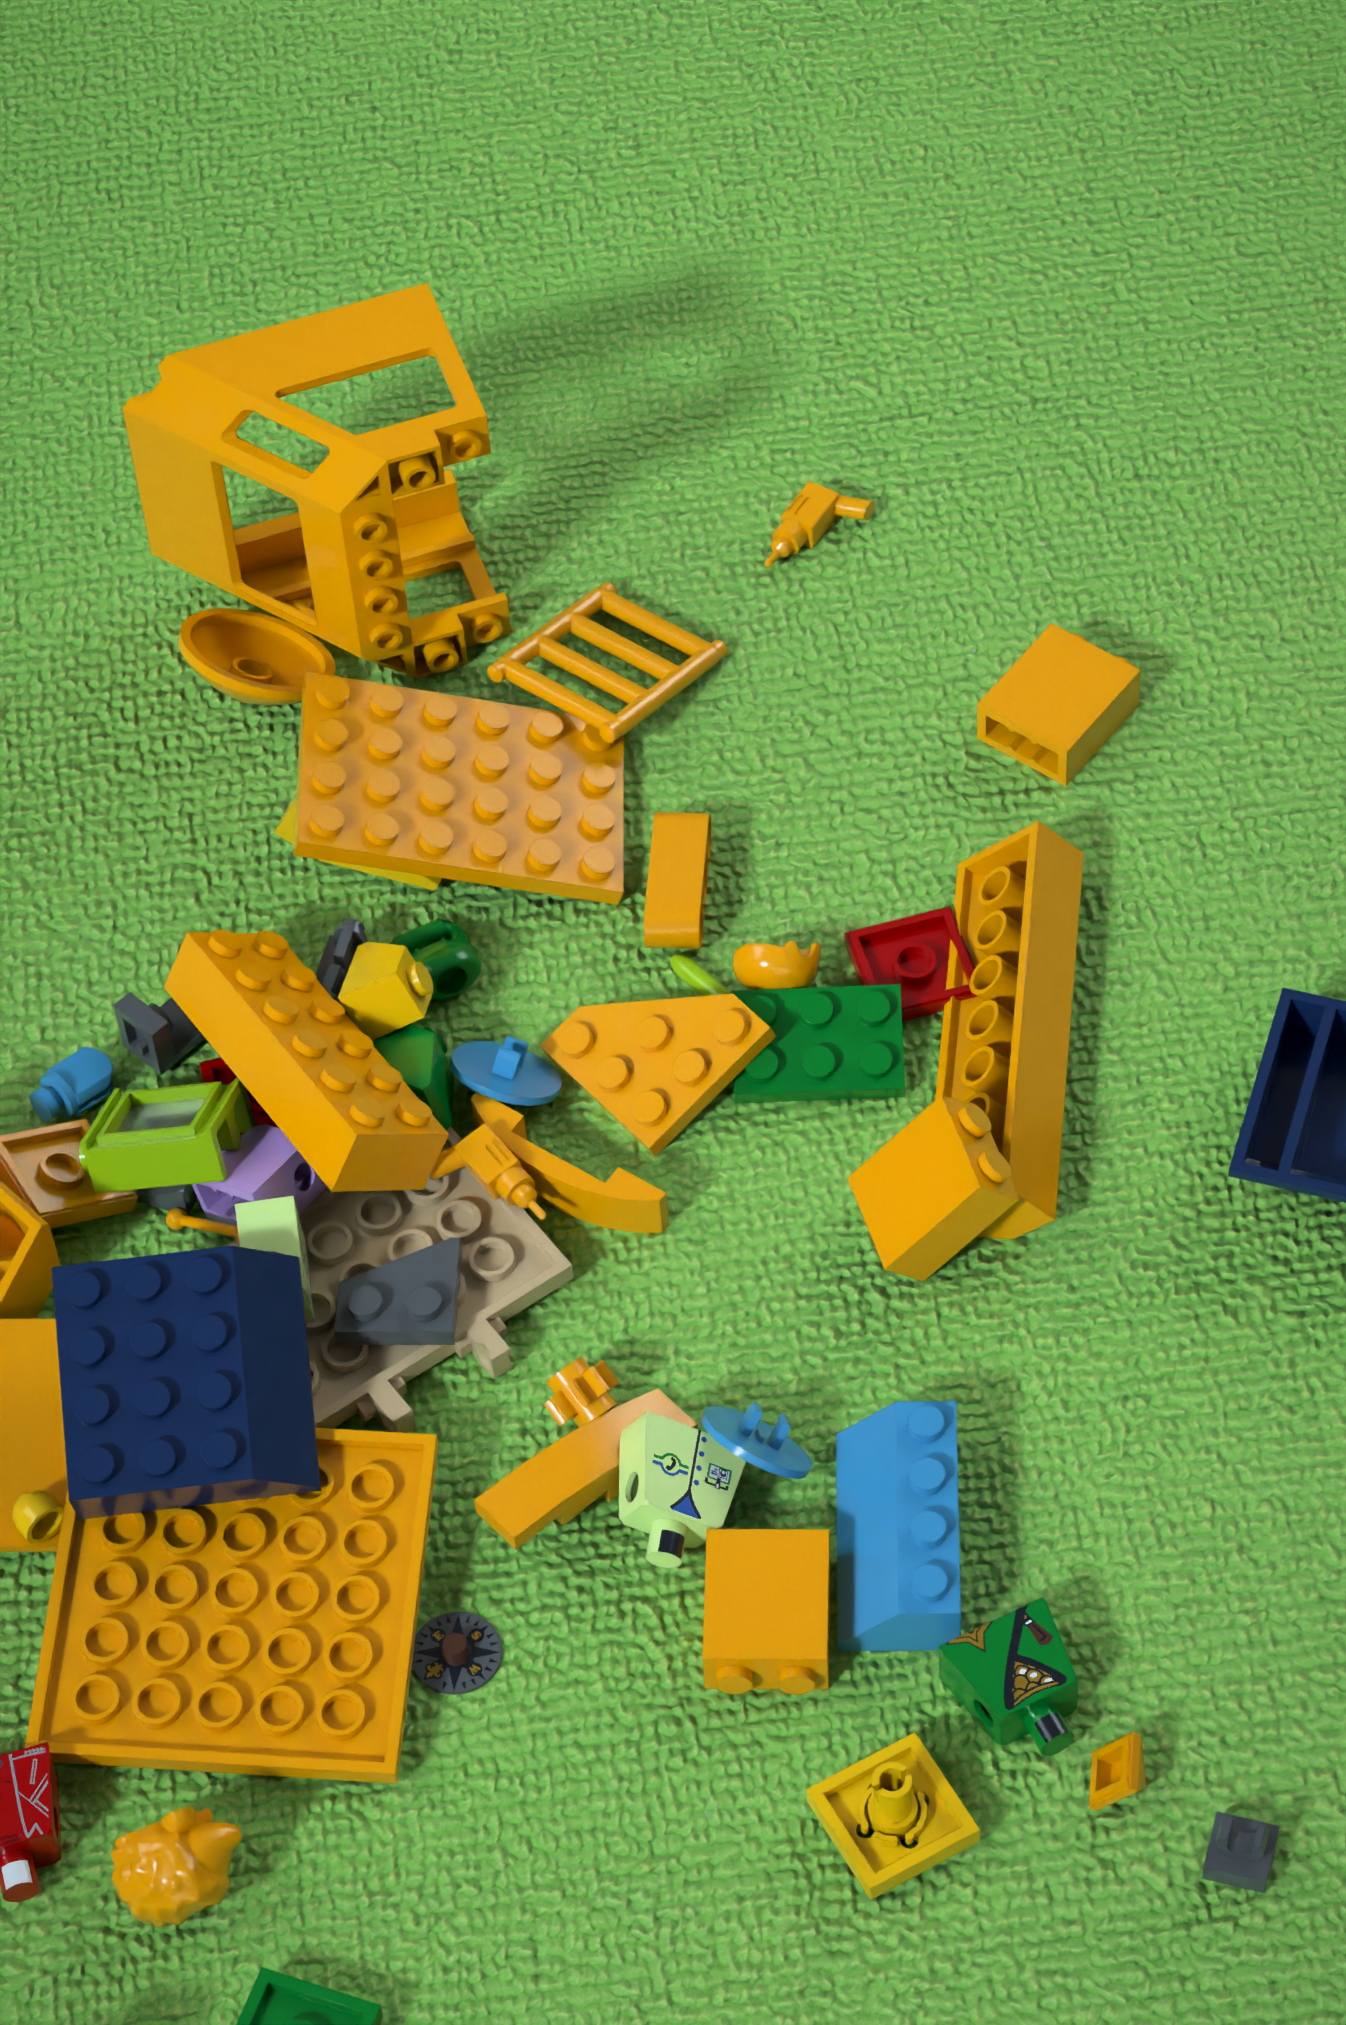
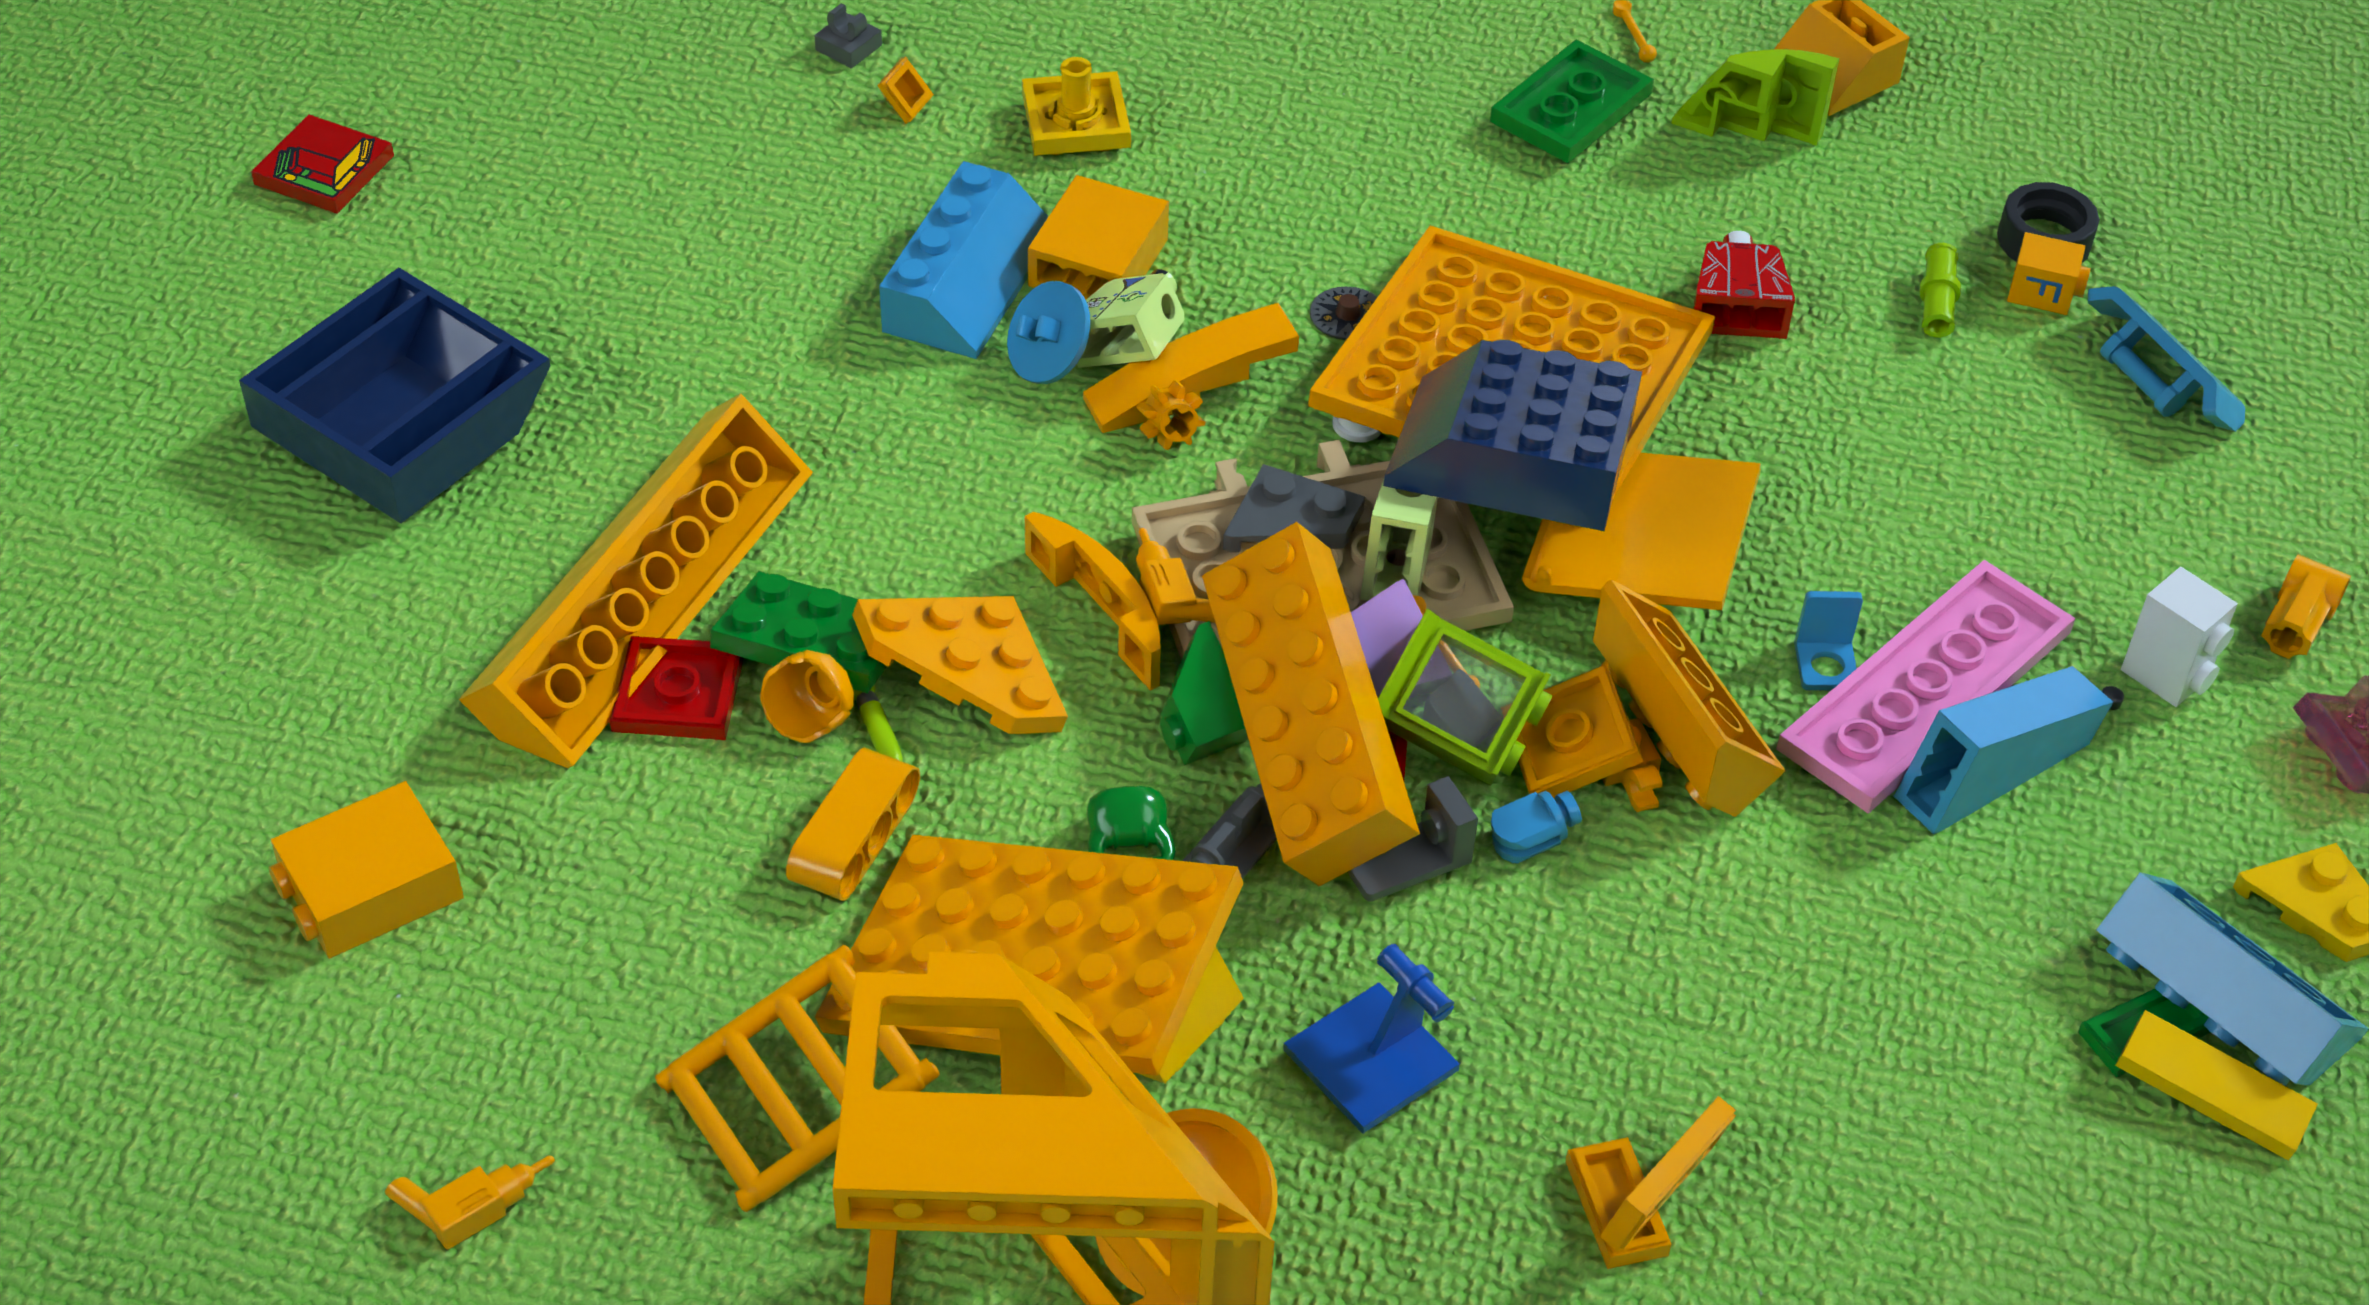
camera: 165 degrees left, 5 degrees down
(37, 1516) = (1657, 440): yellow hinge -> none
(153, 845) = (1374, 1050): none -> blue plate
(174, 1866) = (1617, 208): light orange animal -> none
(385, 989) = (1197, 765): yellow slope -> none
(506, 1072) = (1114, 688): dark azure piece -> none
(933, 1188) = (797, 435): light orange brick -> none
(1015, 1678) = (932, 149): green torso -> none

